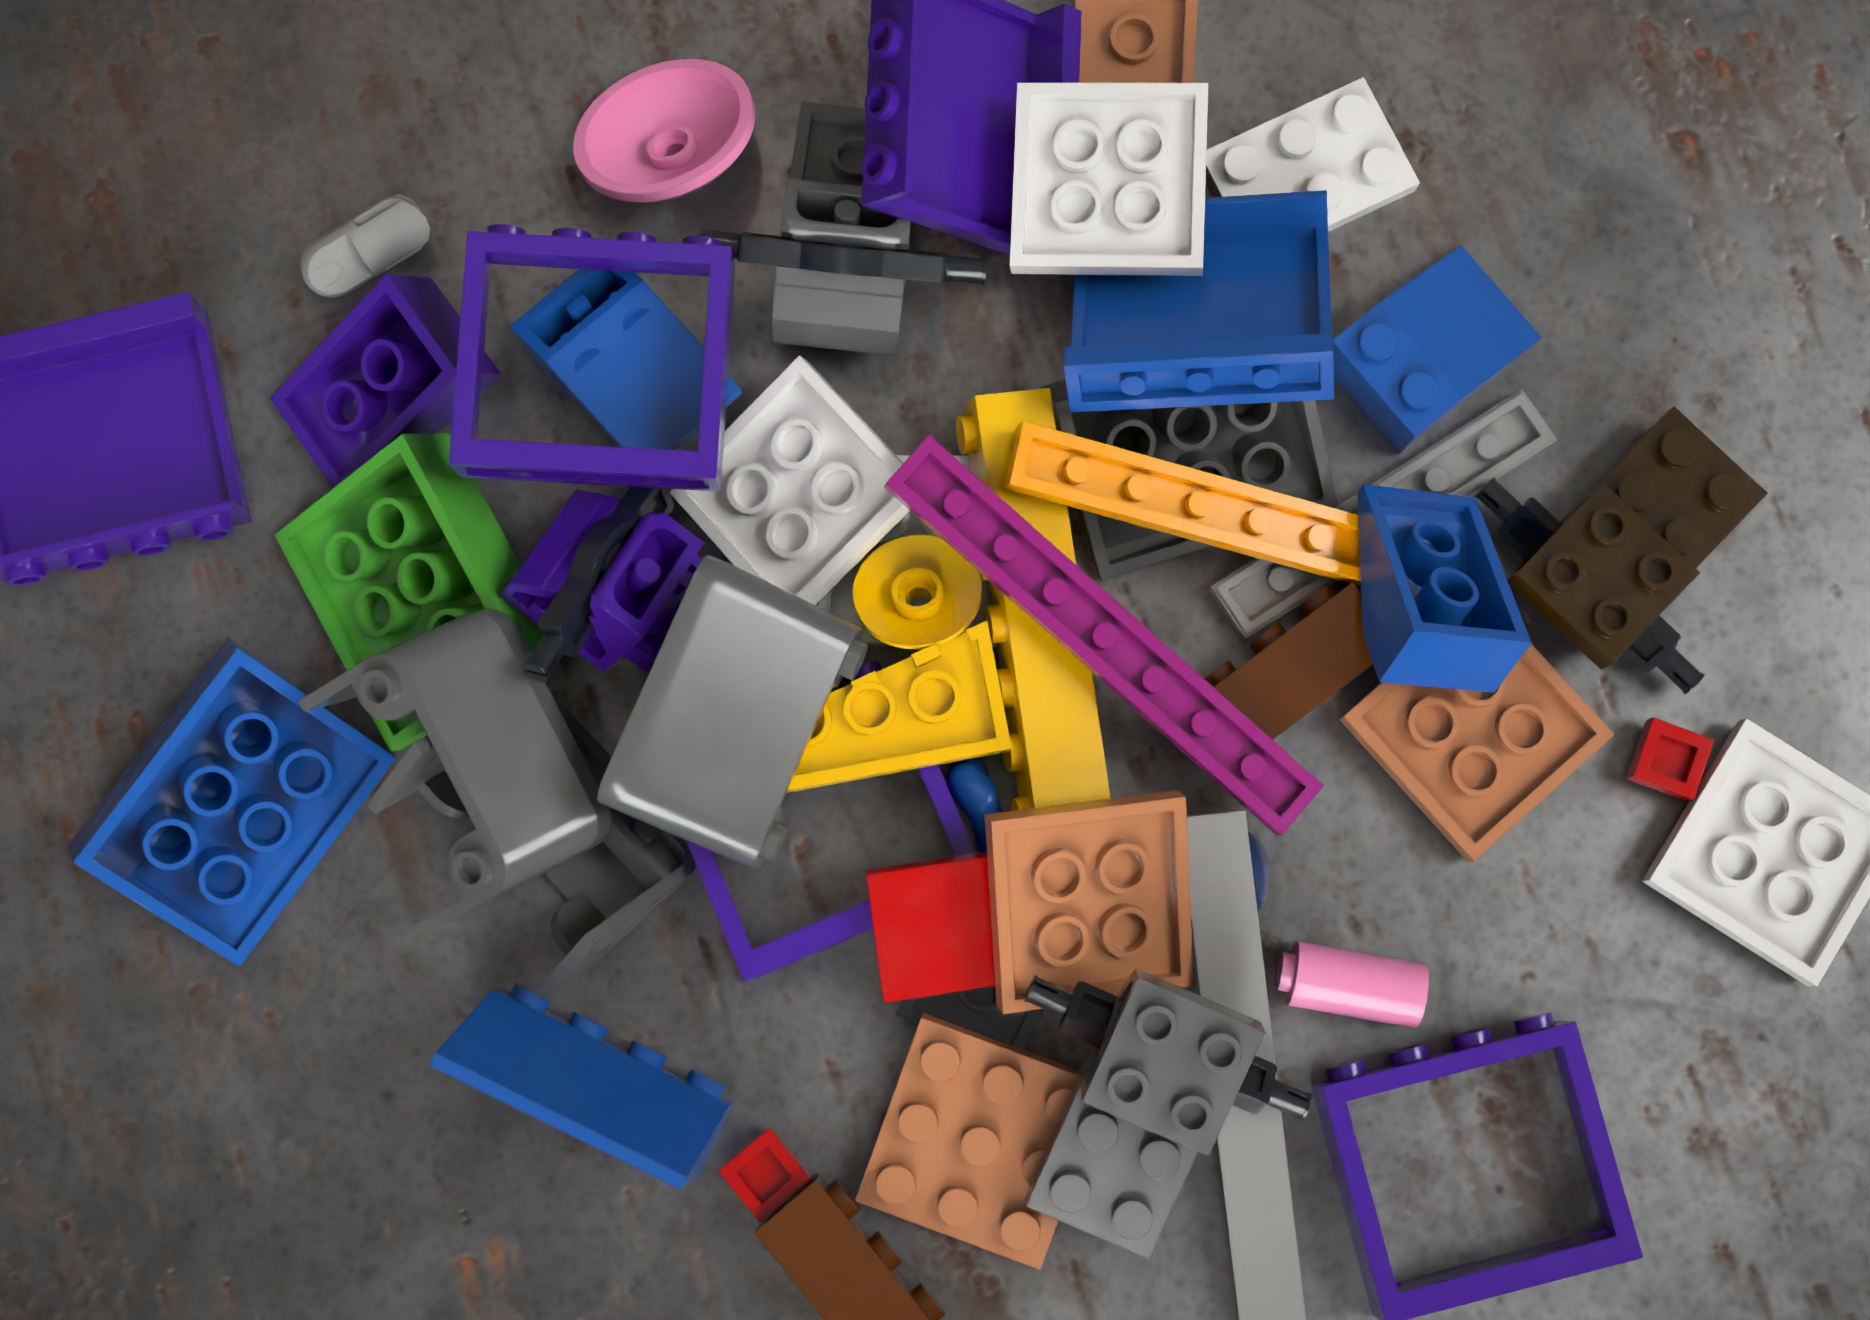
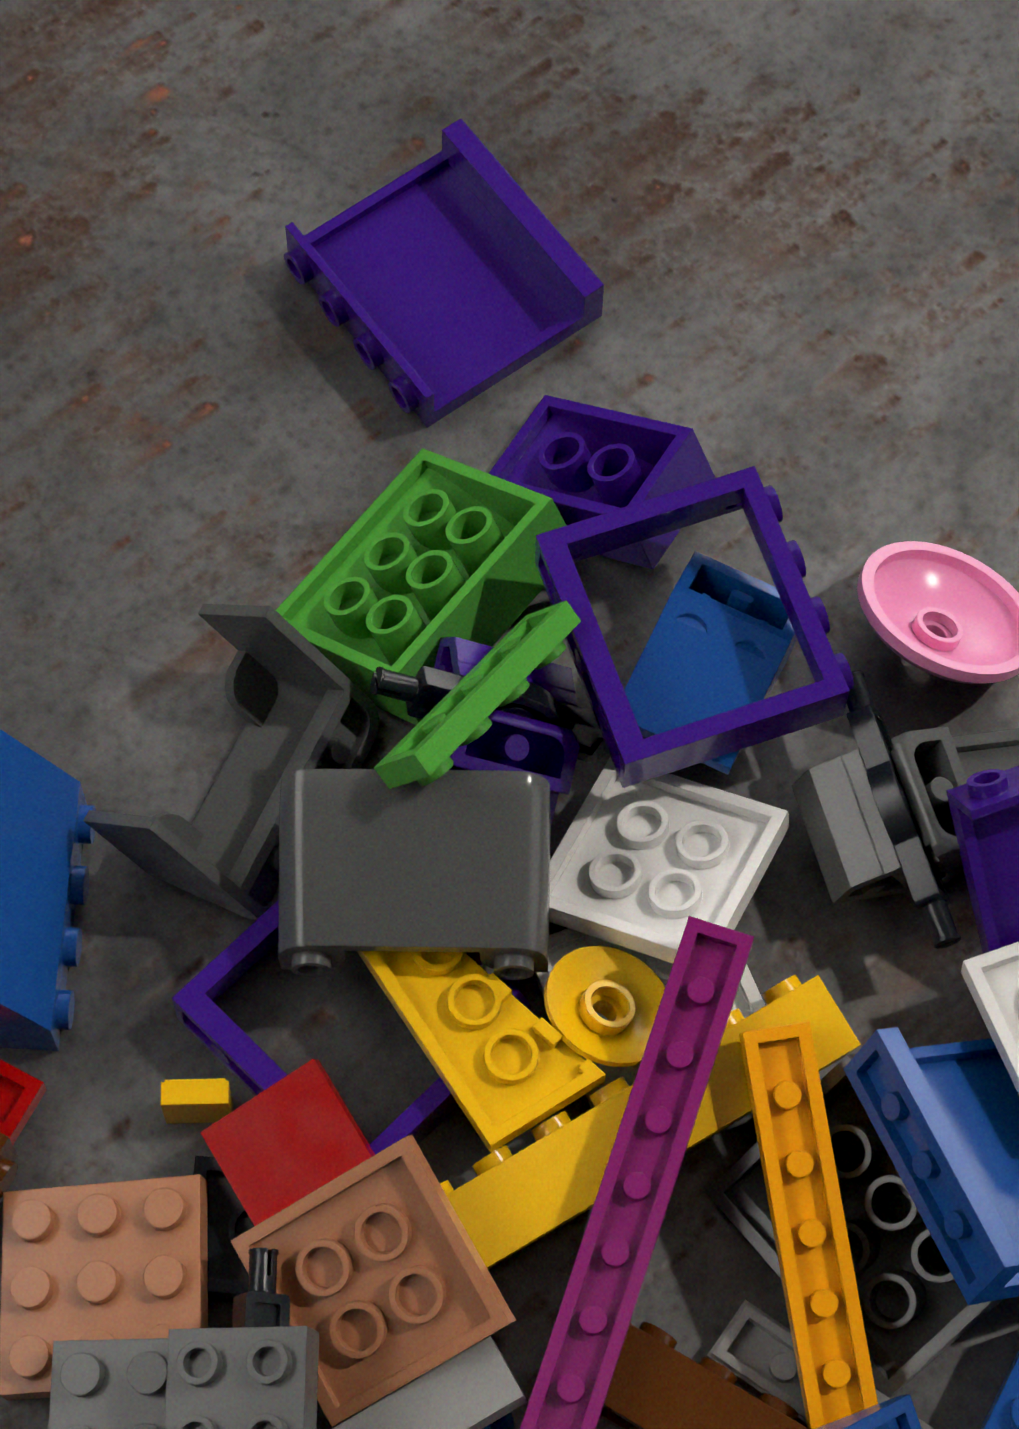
camera: 70 degrees right, 15 degrees down
(230, 804) = (163, 506): blue slope -> none
(364, 246) = (718, 412): light grey arm -> none
(498, 745) = (294, 690): dark grey windscreen -> none
(600, 584) = (465, 710): none -> bright green plate
(842, 993) = (195, 1100): none -> yellow tile
(974, 794) = (446, 1142): blue arm -> none

